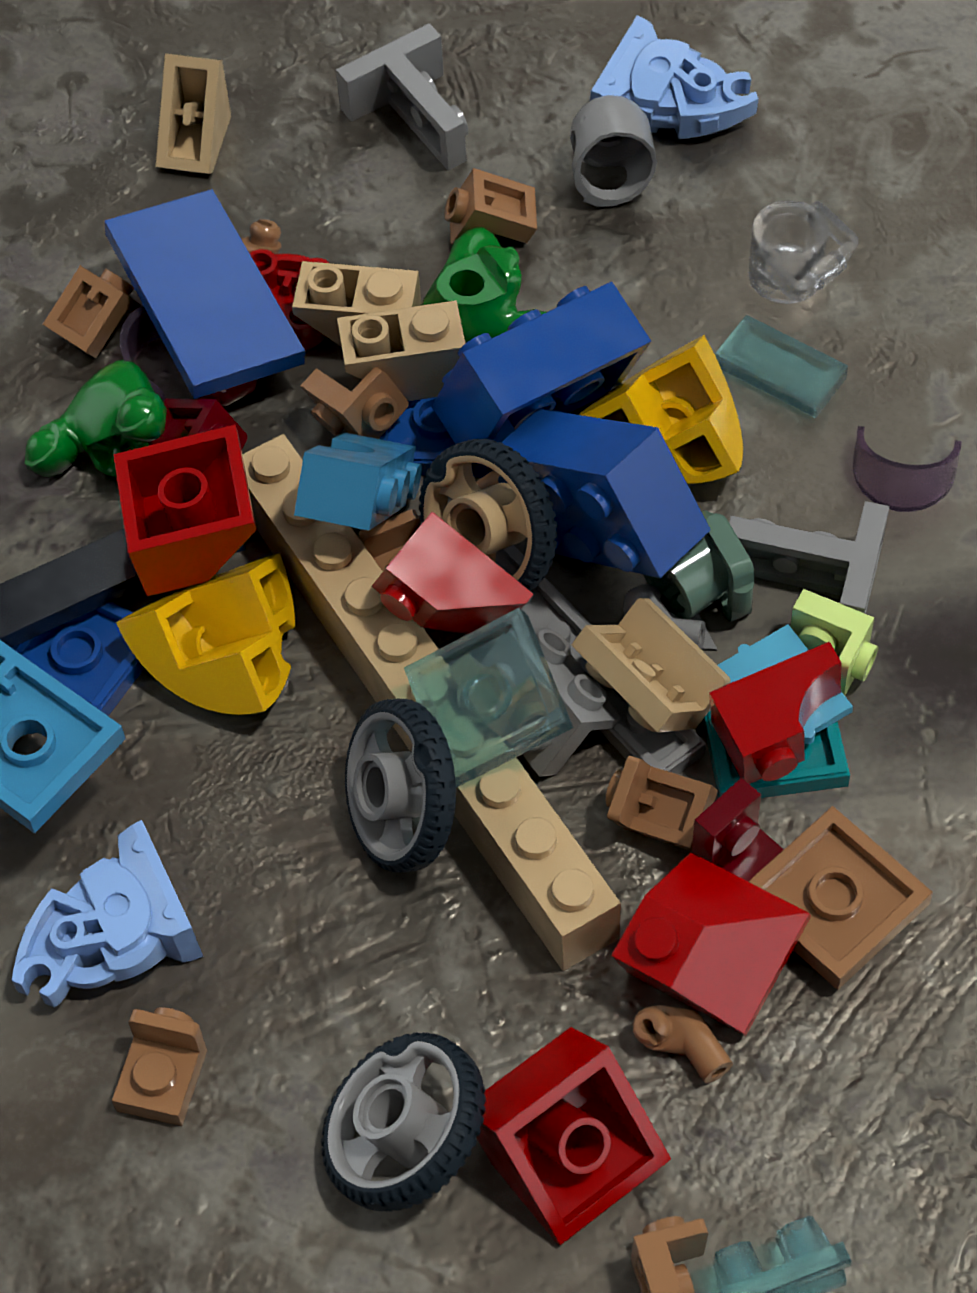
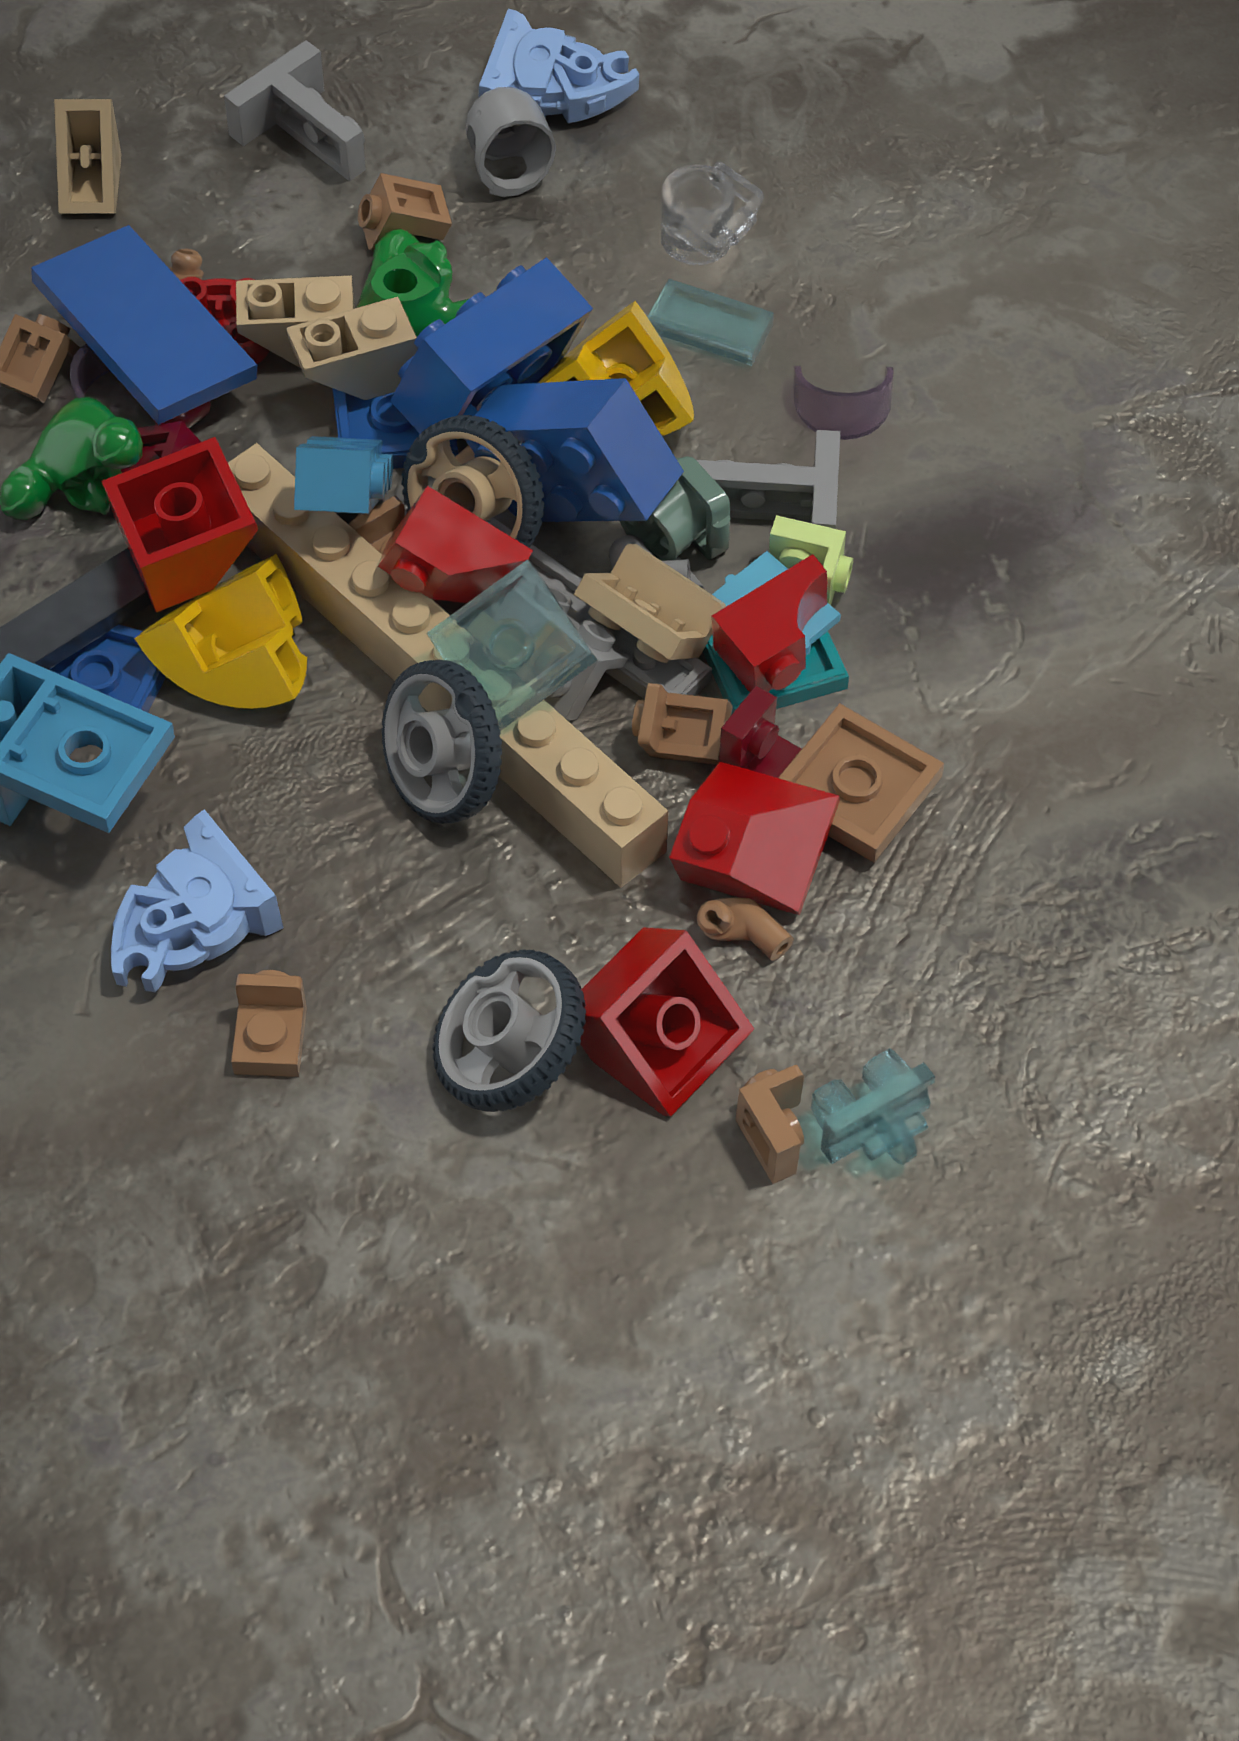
camera: 15 degrees left, 0 degrees up
(363, 411) = (324, 414): medium nougat bracket -> none

